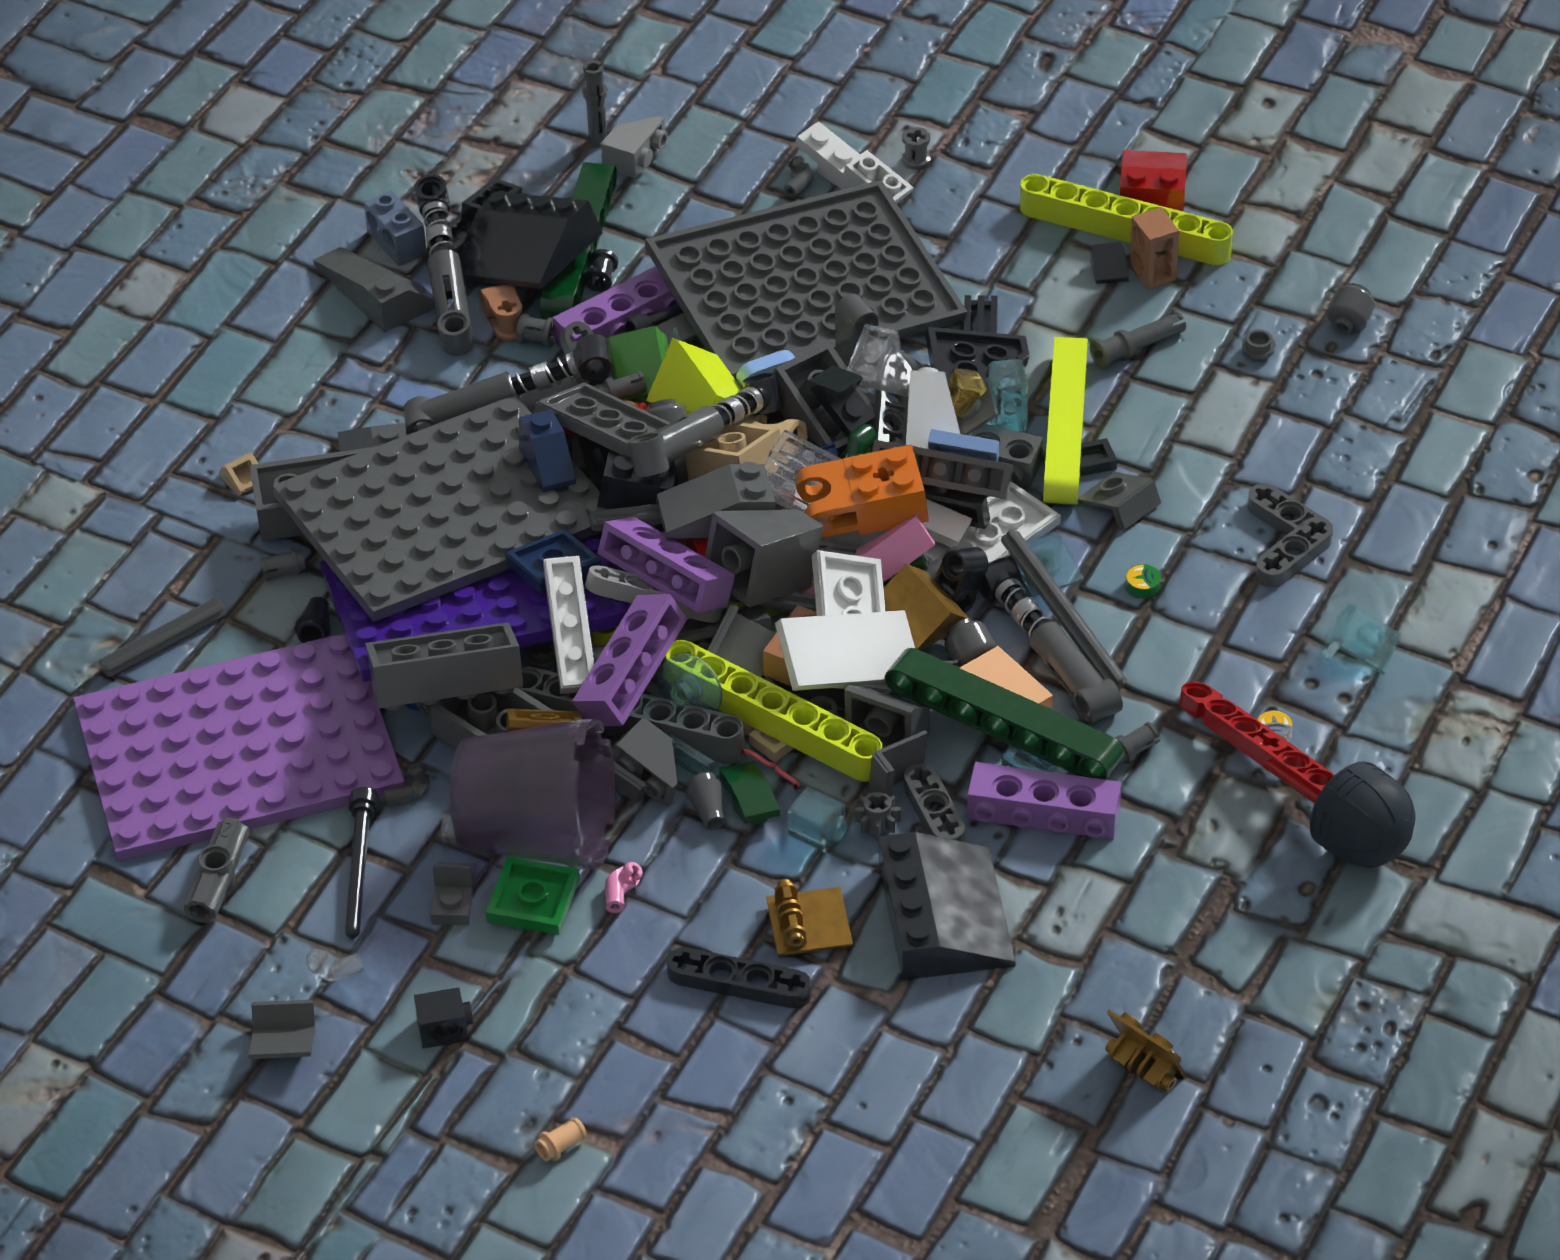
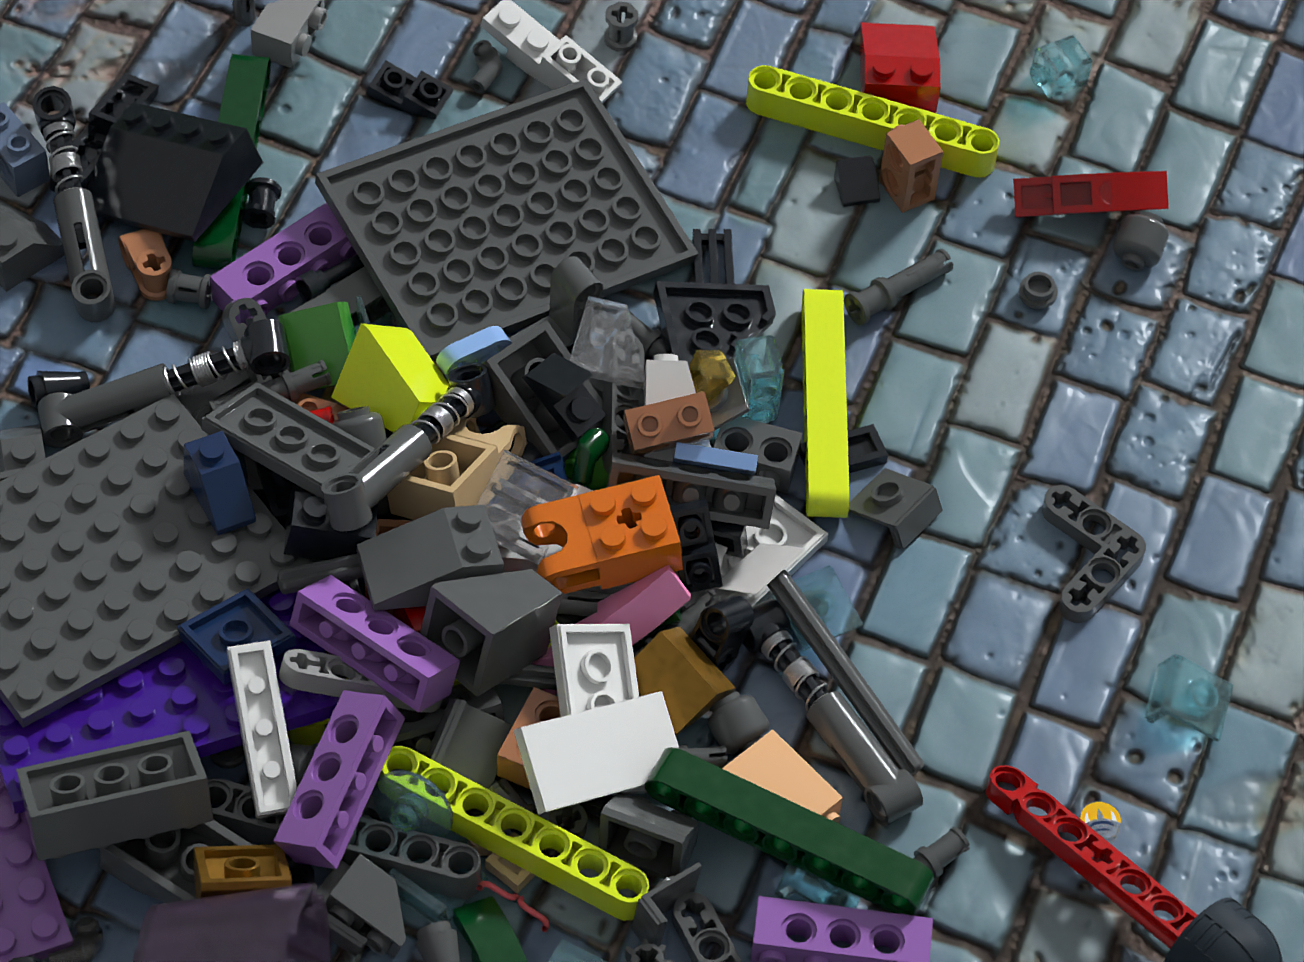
camera: 10 degrees left, 10 degrees up
(413, 390) = (56, 381): none -> black cone
(732, 196) = (399, 89): none -> black slope
(916, 415) = (668, 422): none -> nougat brick
(943, 511) = (698, 548): none -> black slope
(997, 531) = (759, 568): none -> white sticker
(1143, 581) = (931, 621): green tile -> none
(1293, 182) = (1060, 66): none -> clear light blue brick
(1309, 272) = (1091, 193): none -> red slope

